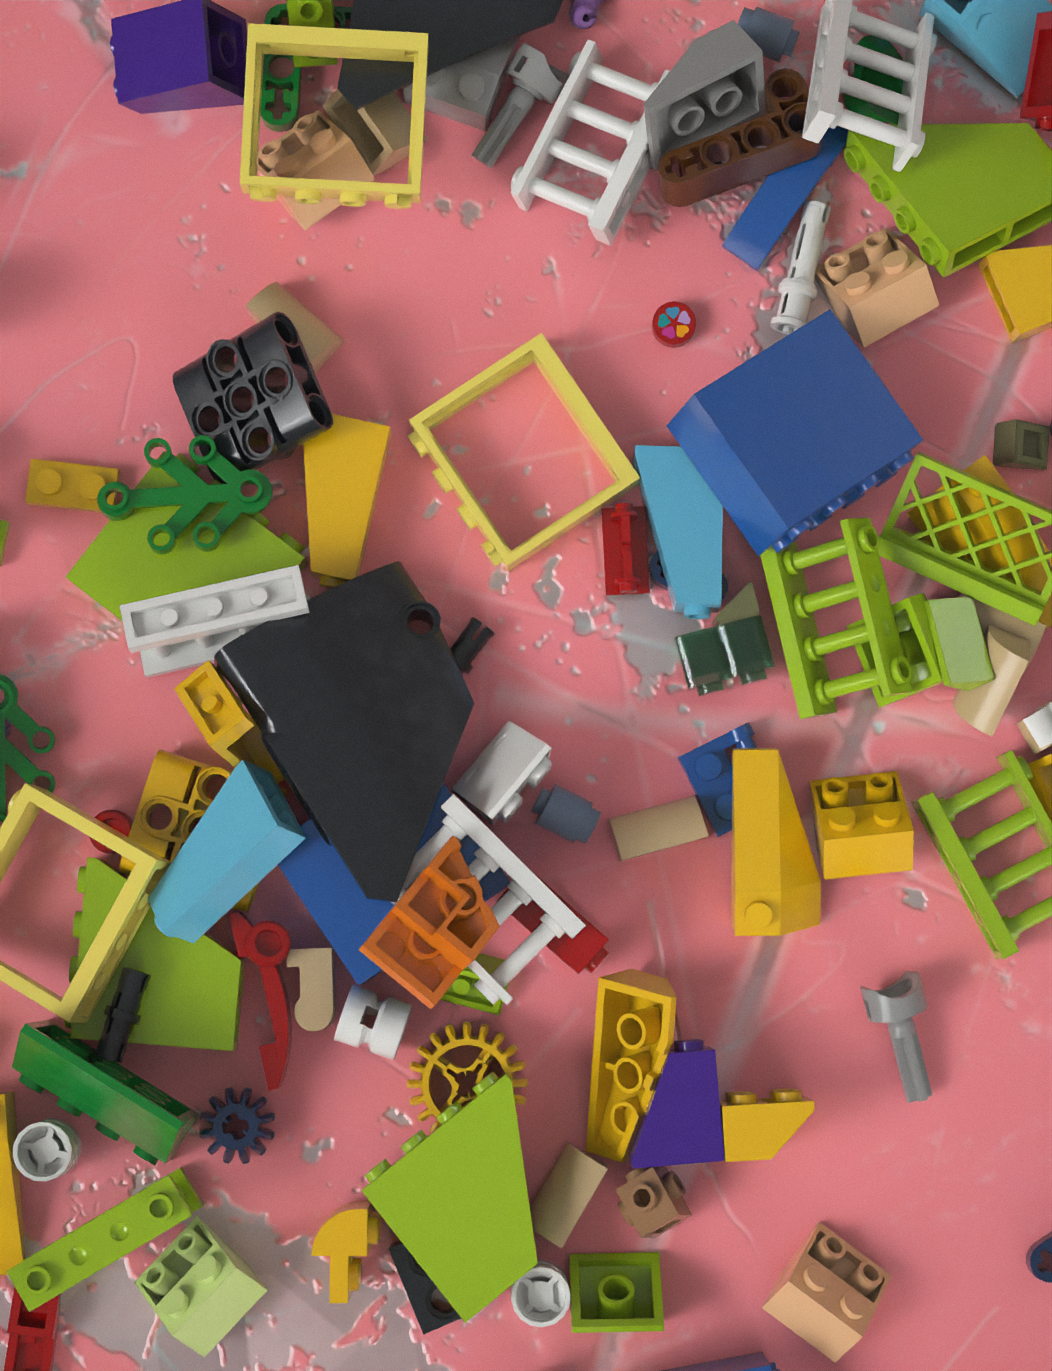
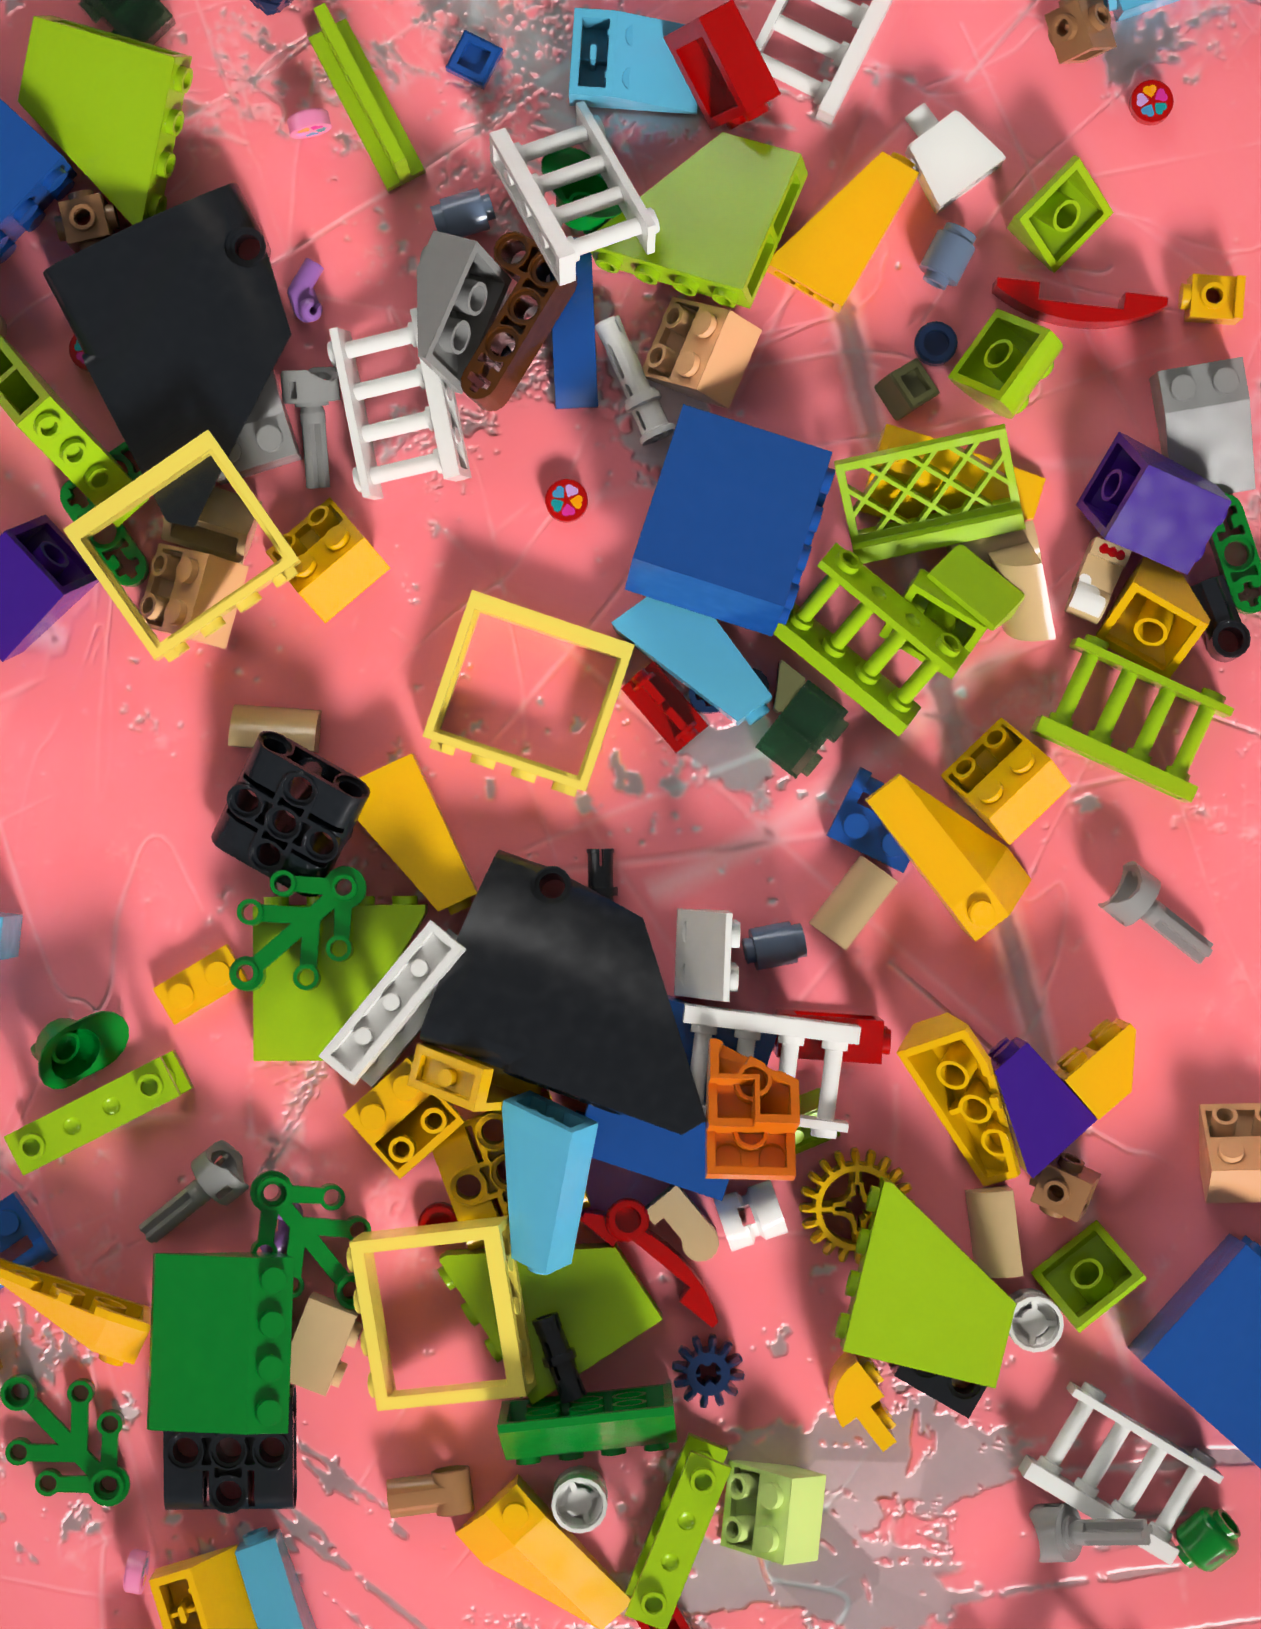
camera: 30 degrees left, 5 degrees up
(148, 719) = (402, 1120): none -> yellow slope
(446, 226) = (333, 558): none -> yellow slope

